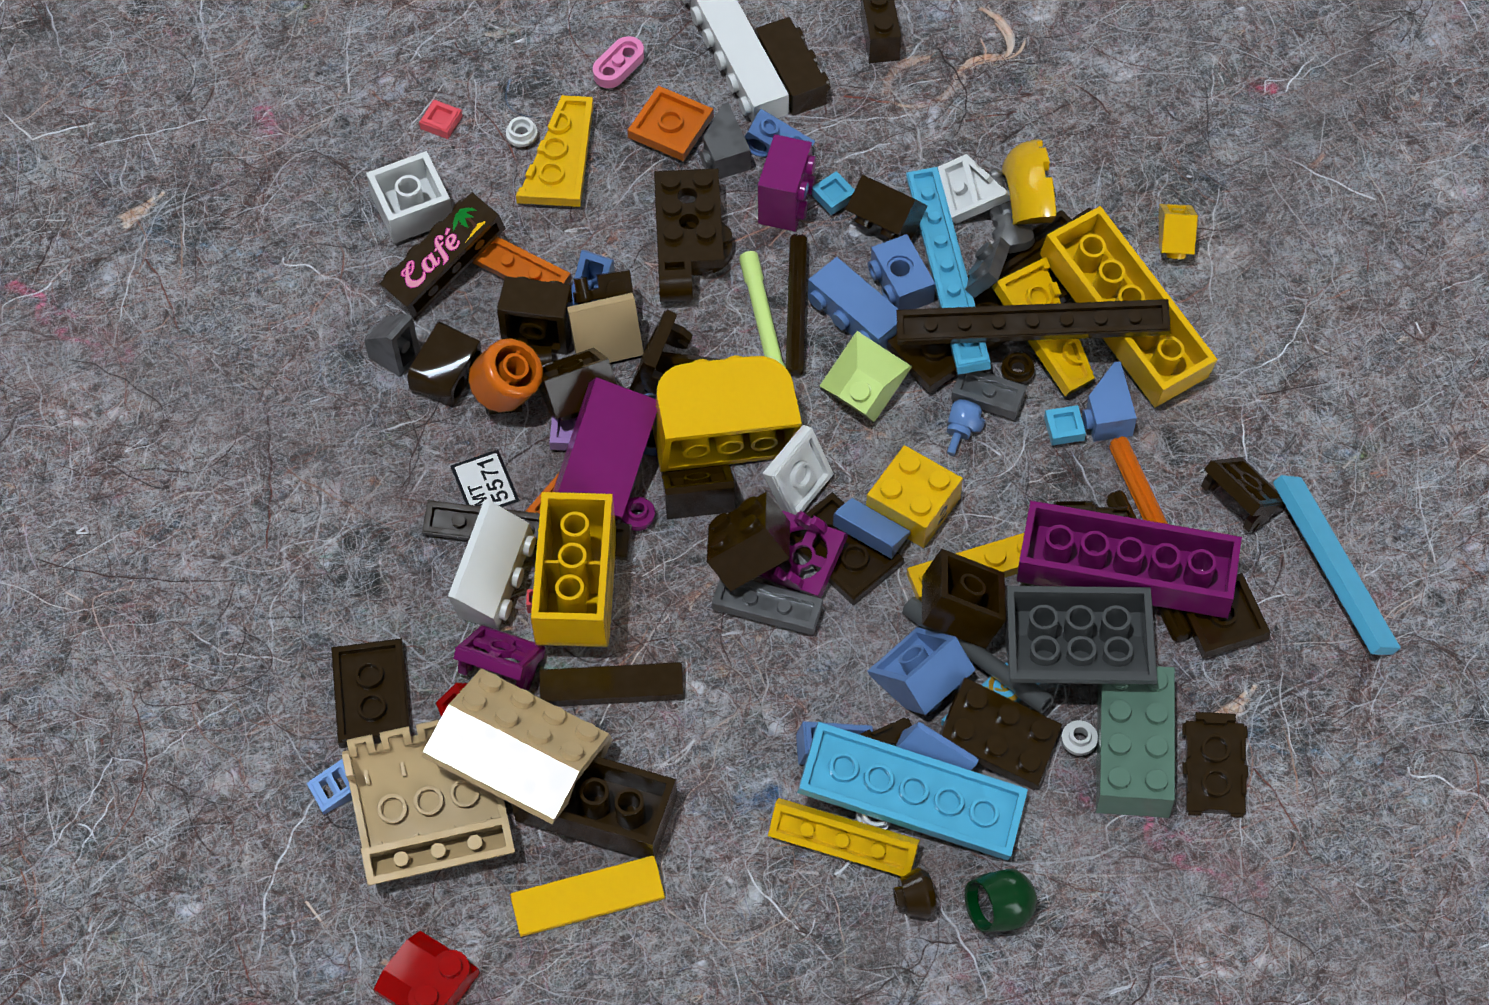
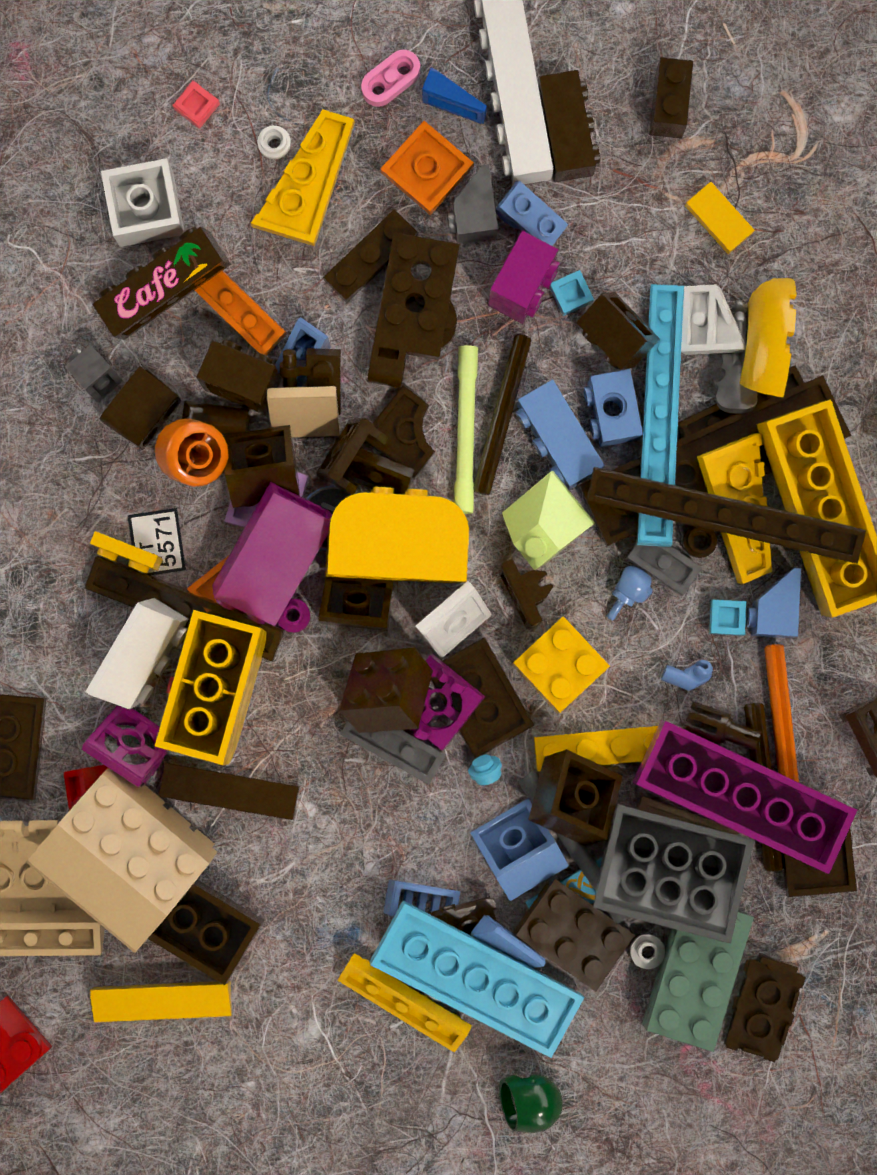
camera: 10 degrees right, 25 degrees up
(456, 488) = (112, 548): none -> yellow plate
(630, 208) = (367, 257): none -> dark brown plate
(680, 65) = (450, 97): none -> blue slope
(708, 335) = (403, 425): none -> dark brown tile
(861, 440) = (525, 591): none -> dark brown piece
(866, 605) = (485, 769): none -> medium azure plate
(870, 527) = (511, 689): medium blue slope -> none
(915, 894) = (455, 1074): dark brown cone -> none
(954, 110) = (719, 218): none -> yellow tile
(987, 266) = (699, 430): flat silver plate -> none
(1045, 486) = (689, 678): none -> medium blue arm

